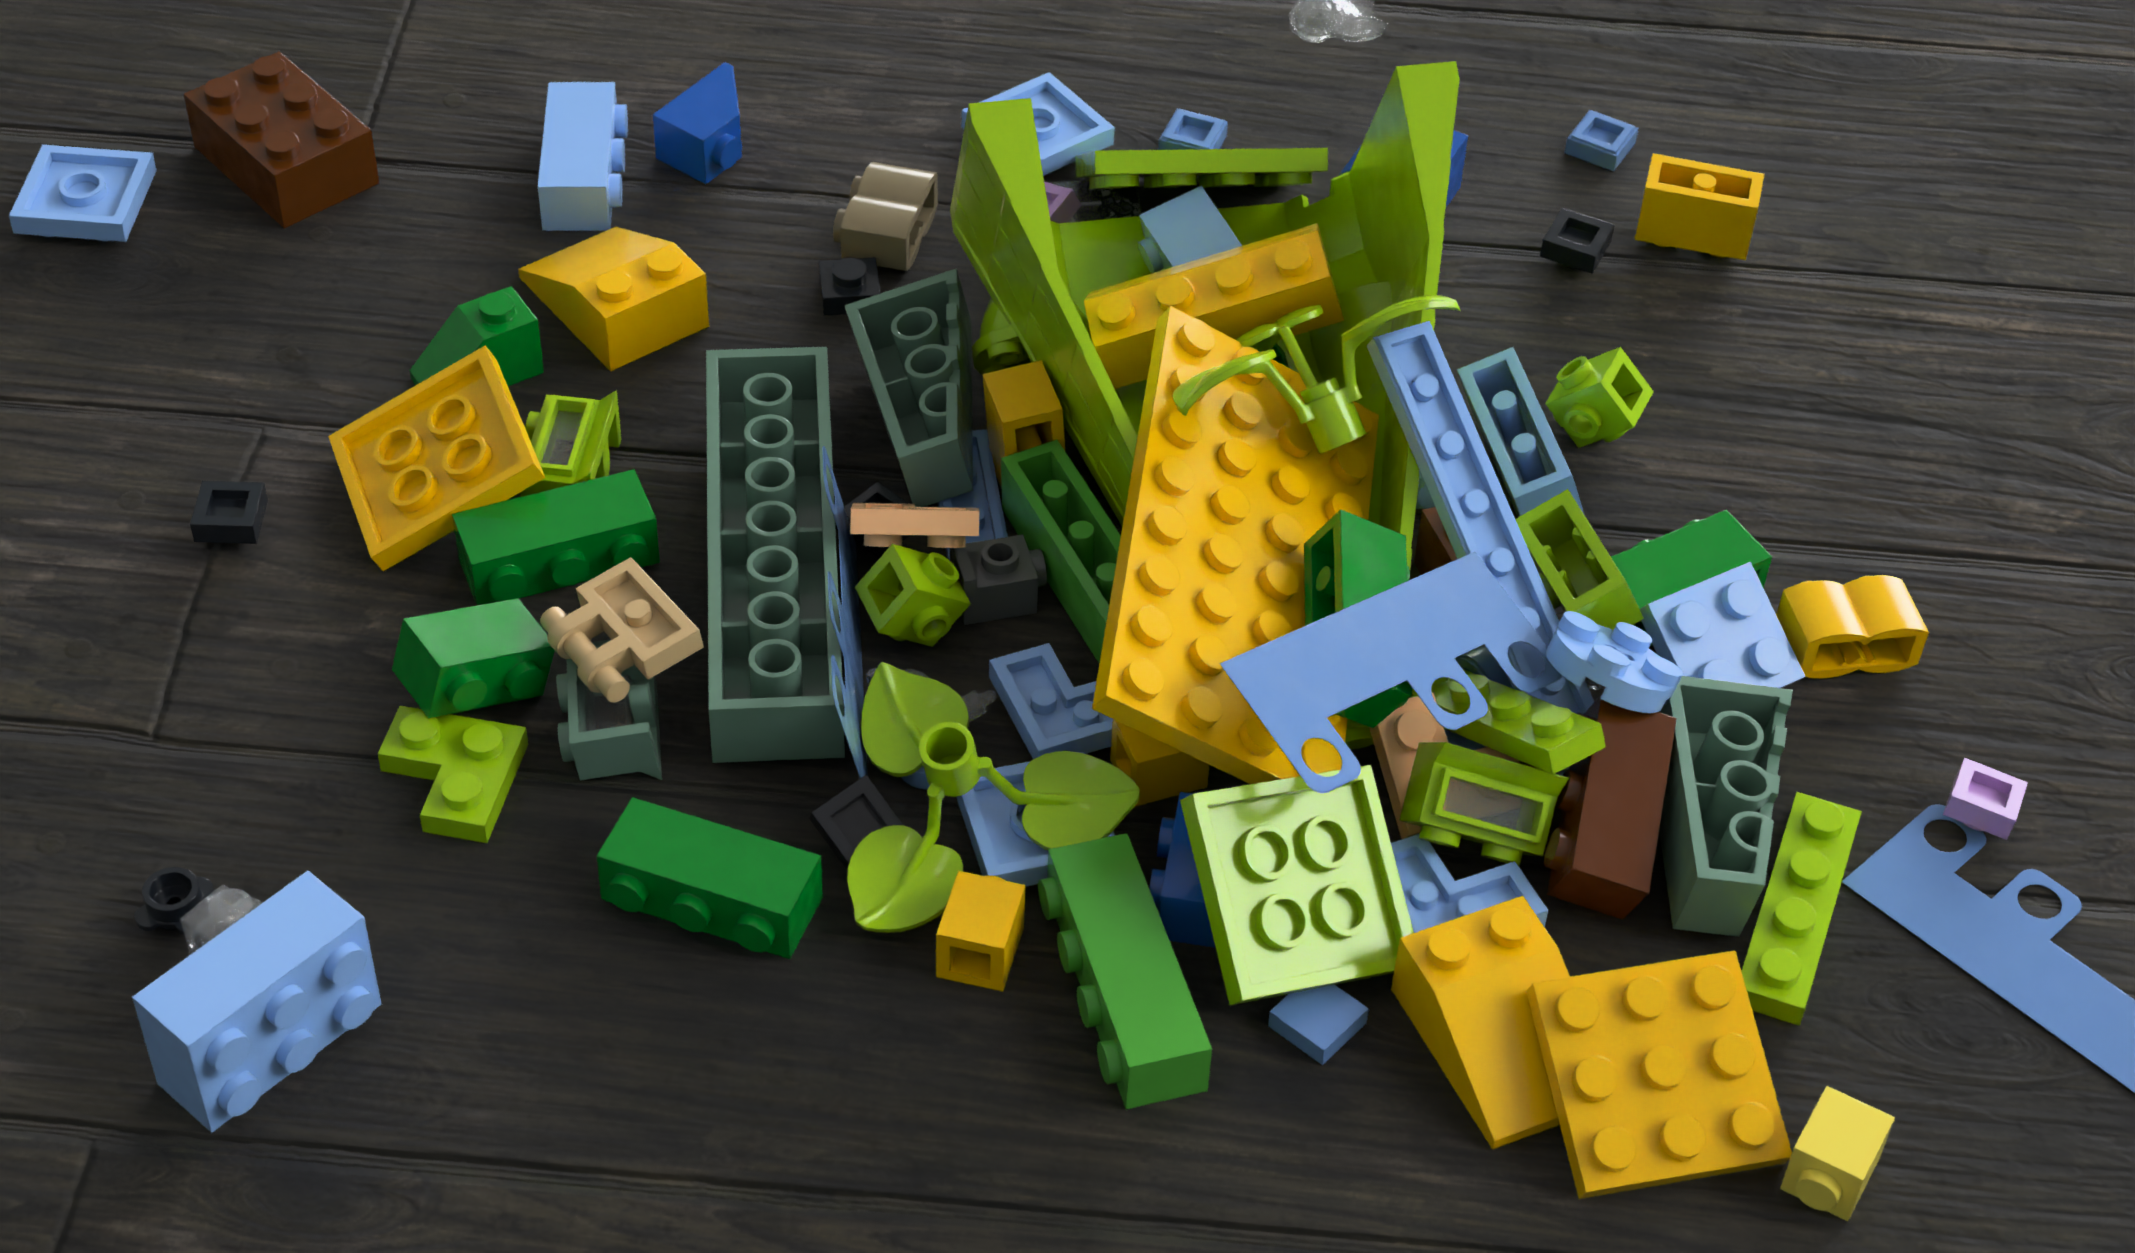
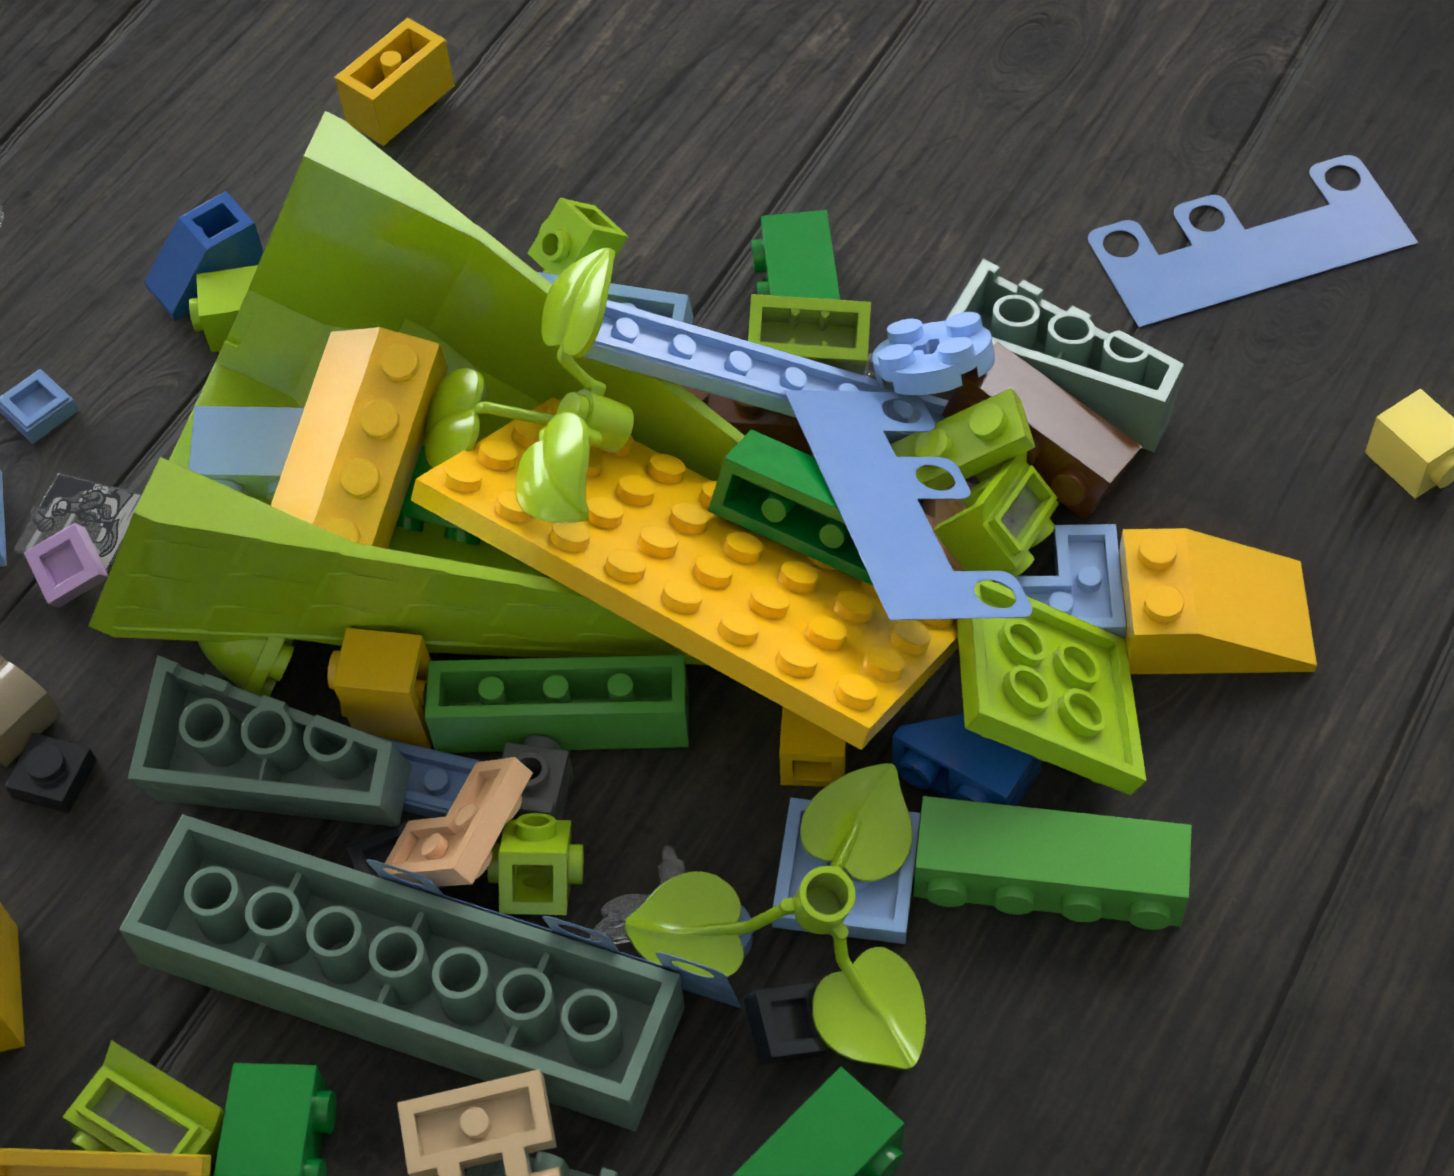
camera: 60 degrees left, 10 degrees up
(980, 930) = (960, 962): yellow brick -> none
(1046, 705) = (727, 805): light blue plate -> none
(1212, 167) = (131, 406): lime plate -> none
(1318, 1020) = (1159, 736): medium blue tile -> none
(1601, 140) = (247, 115): medium blue tile -> none
(1658, 1074) = (1312, 523): yellow plate -> none
(1723, 631) = (890, 274): light blue plate -> none
(1798, 907) = (1205, 394): lime plate -> none
(1852, 626) = (901, 199): yellow brick -> none
(1985, 799) = (1112, 199): lavender plate -> none

